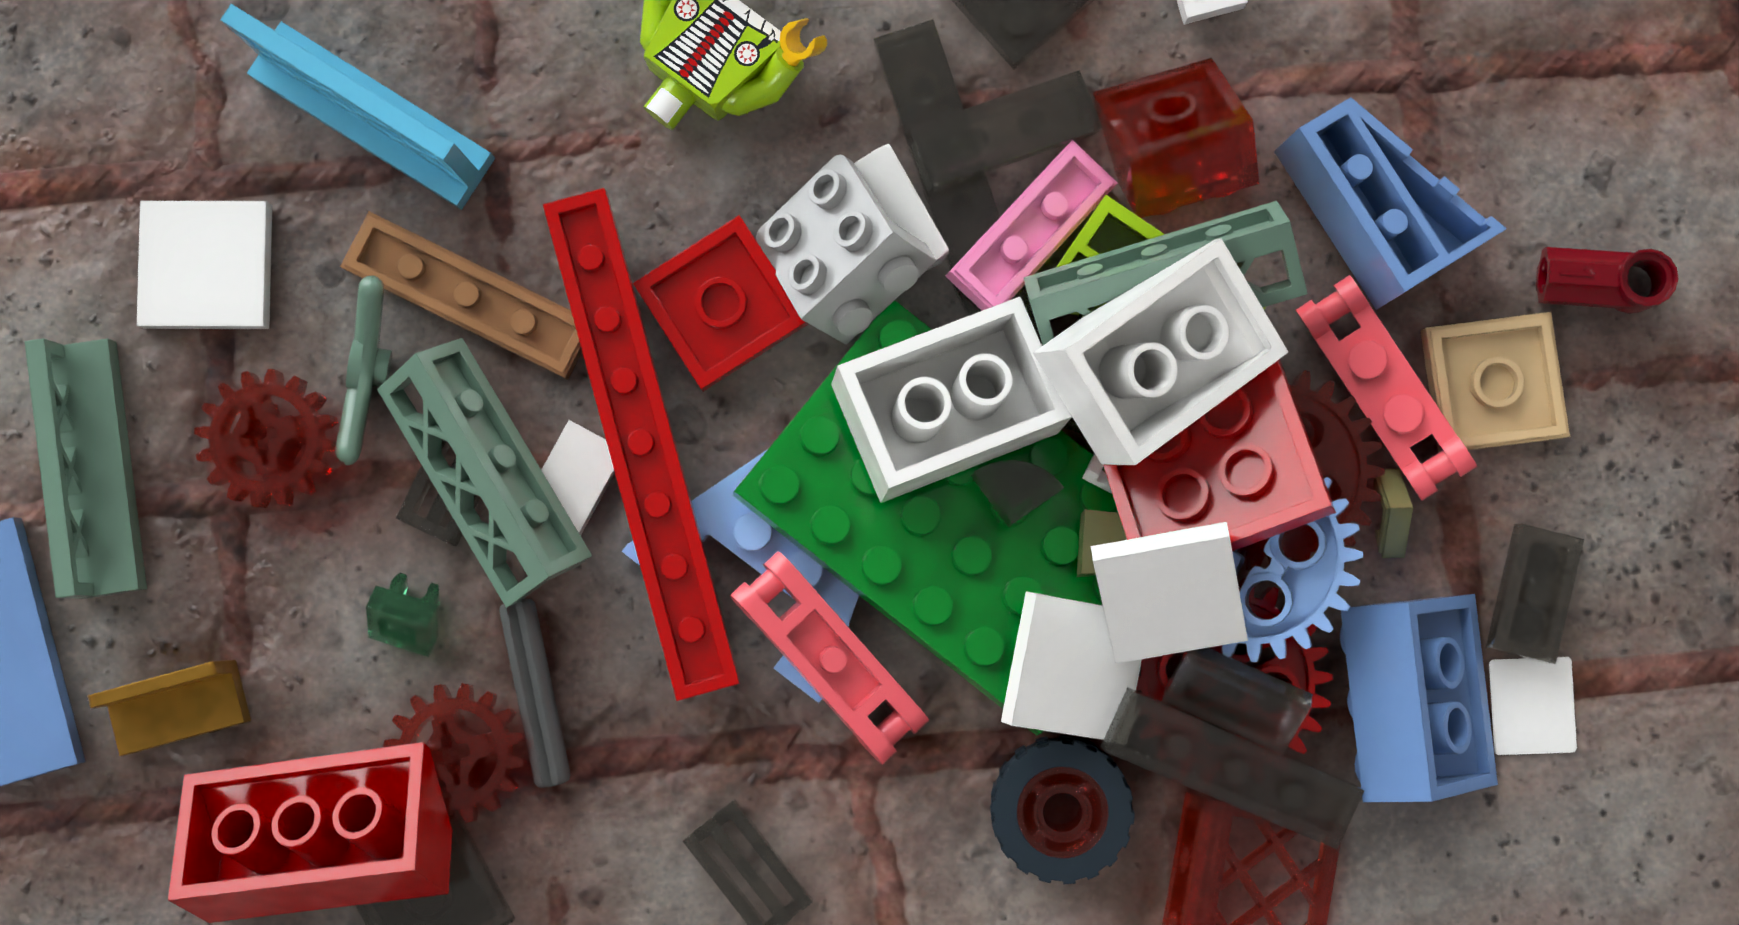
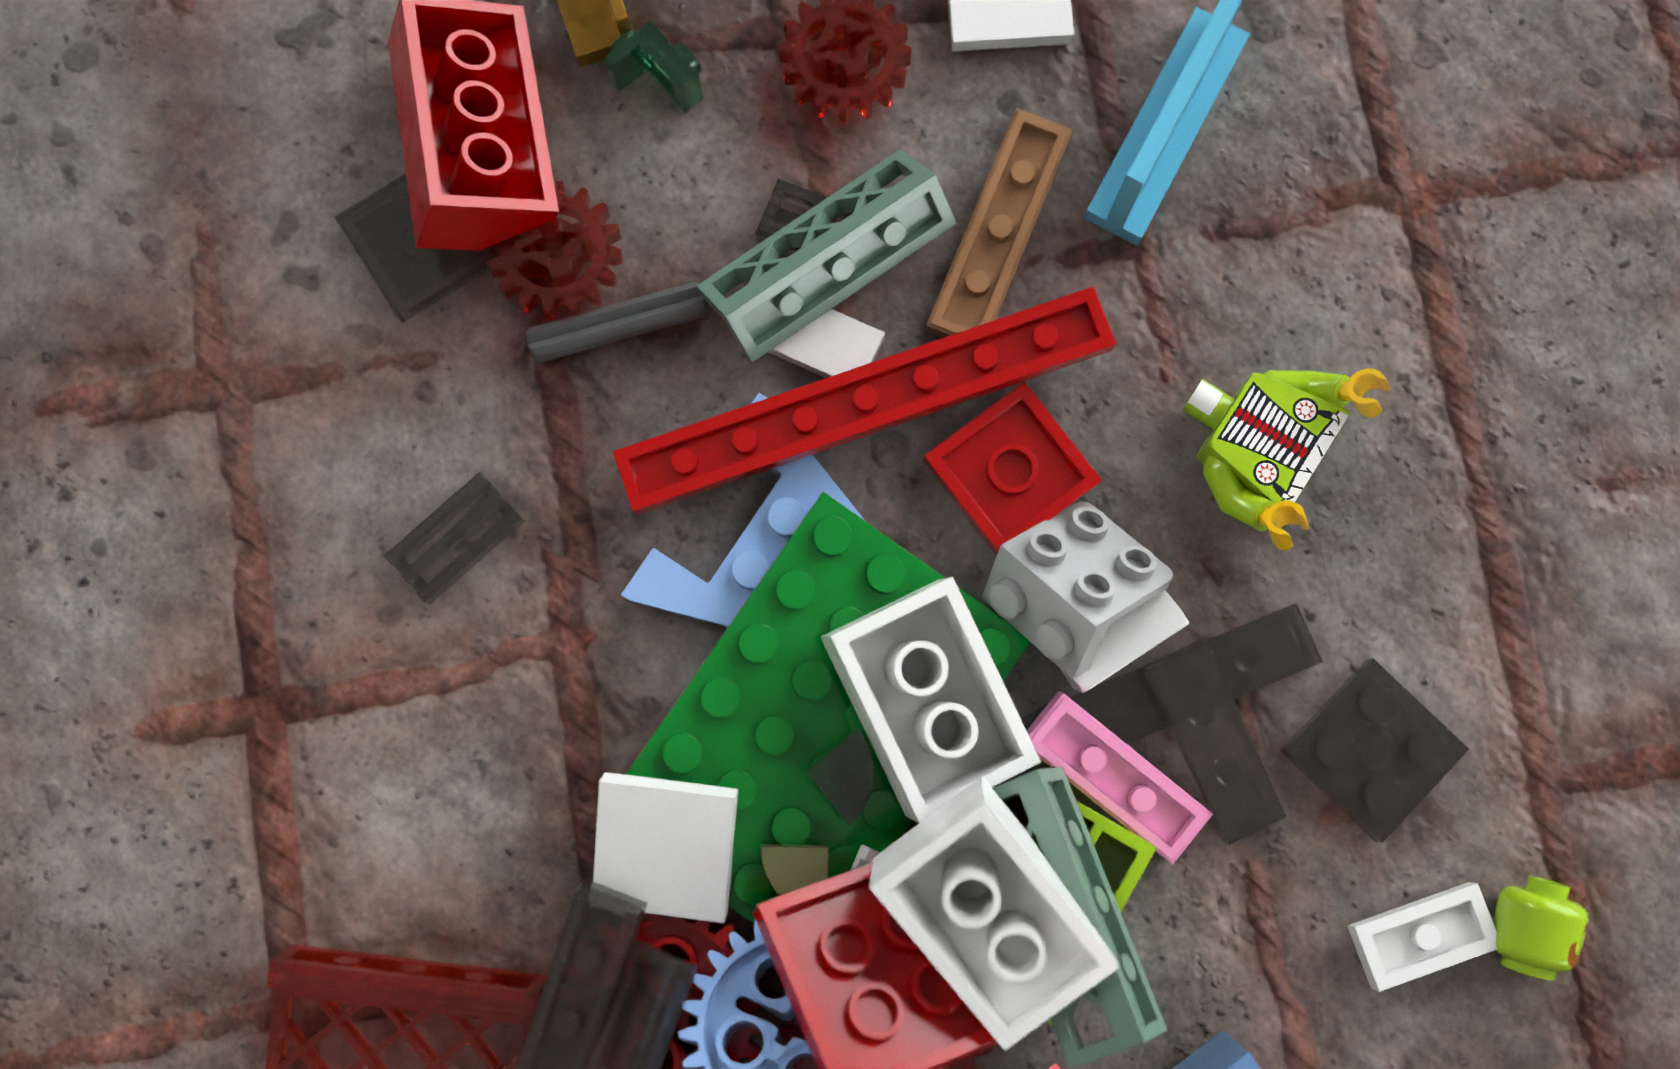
camera: 85 degrees right, 5 degrees down
(263, 622) = (669, 65): none -> clear green bracket
(366, 368) = (918, 137): sand green piece -> none
(402, 618) = (680, 191): clear green tile -> none
(830, 657) = (663, 600): coral plate -> none
(1067, 849) = (485, 838): black wheel -> none
(1170, 592) = (742, 937): white tile -> none
(1178, 138) = (1225, 925): clear red slope -> none

